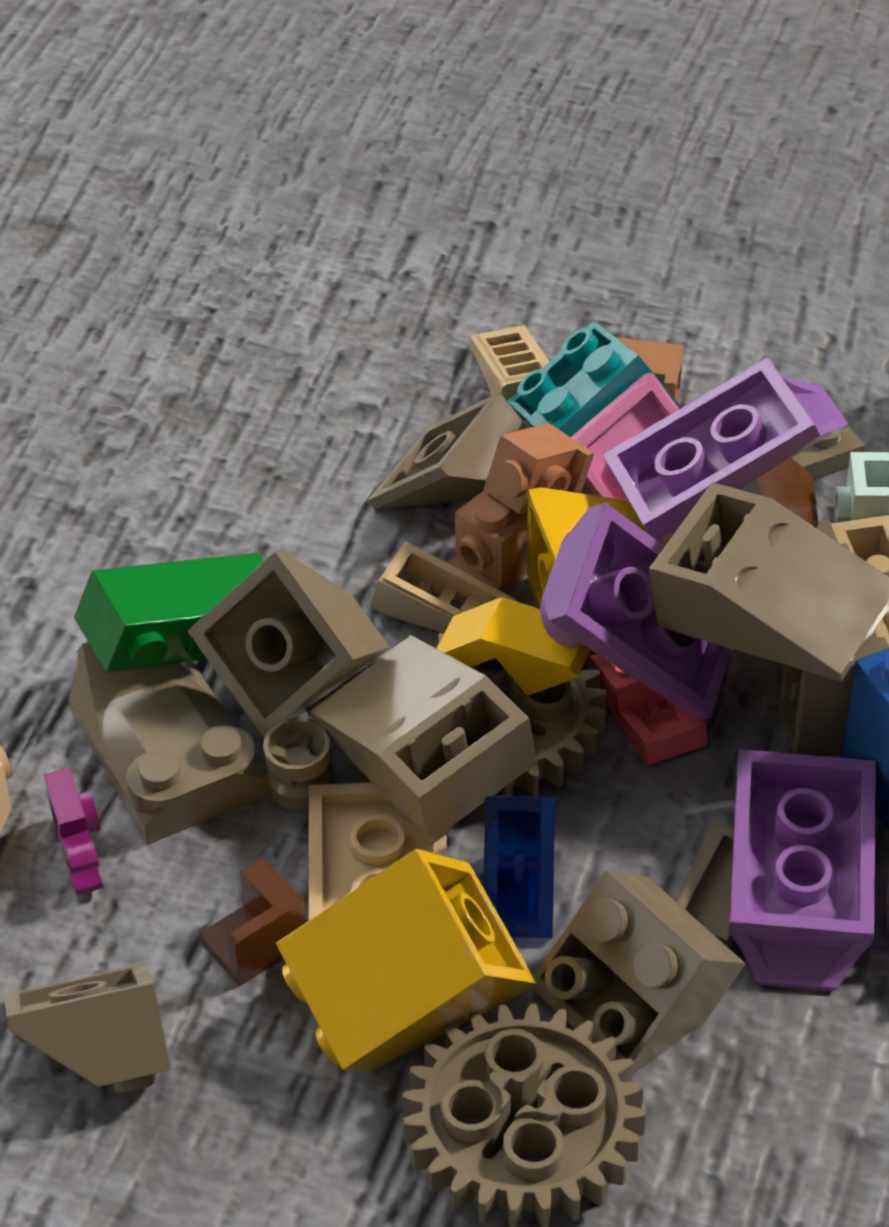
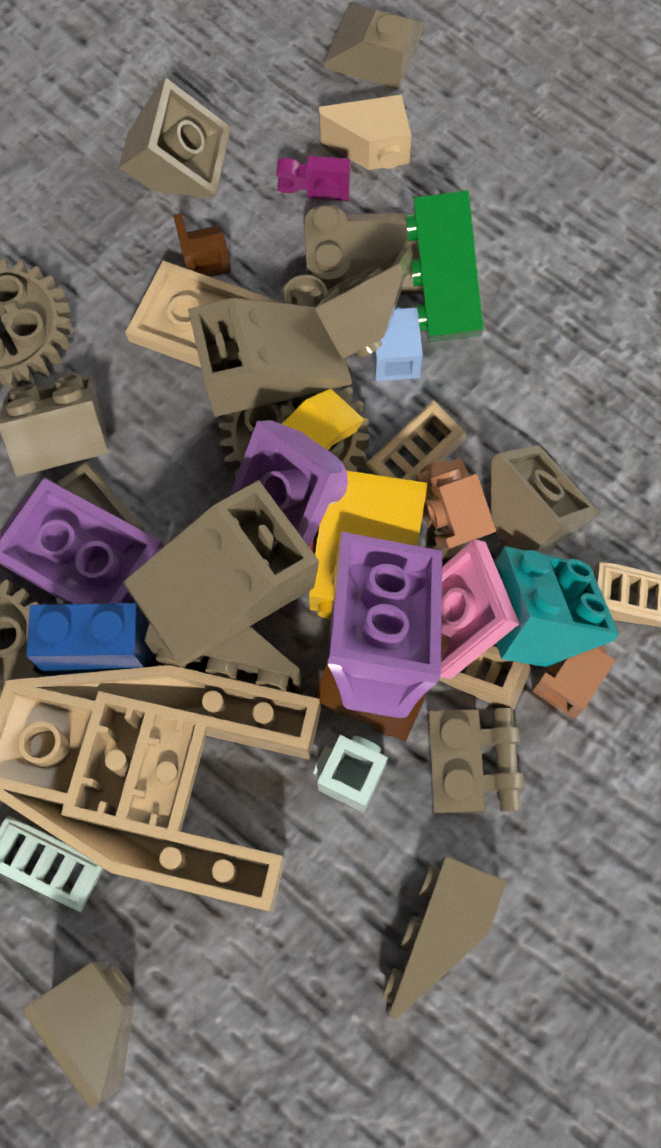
camera: 115 degrees right, 25 degrees up
(402, 961) = (107, 293): yellow slope -> none
(520, 862) = (162, 393): clear blue slope -> none

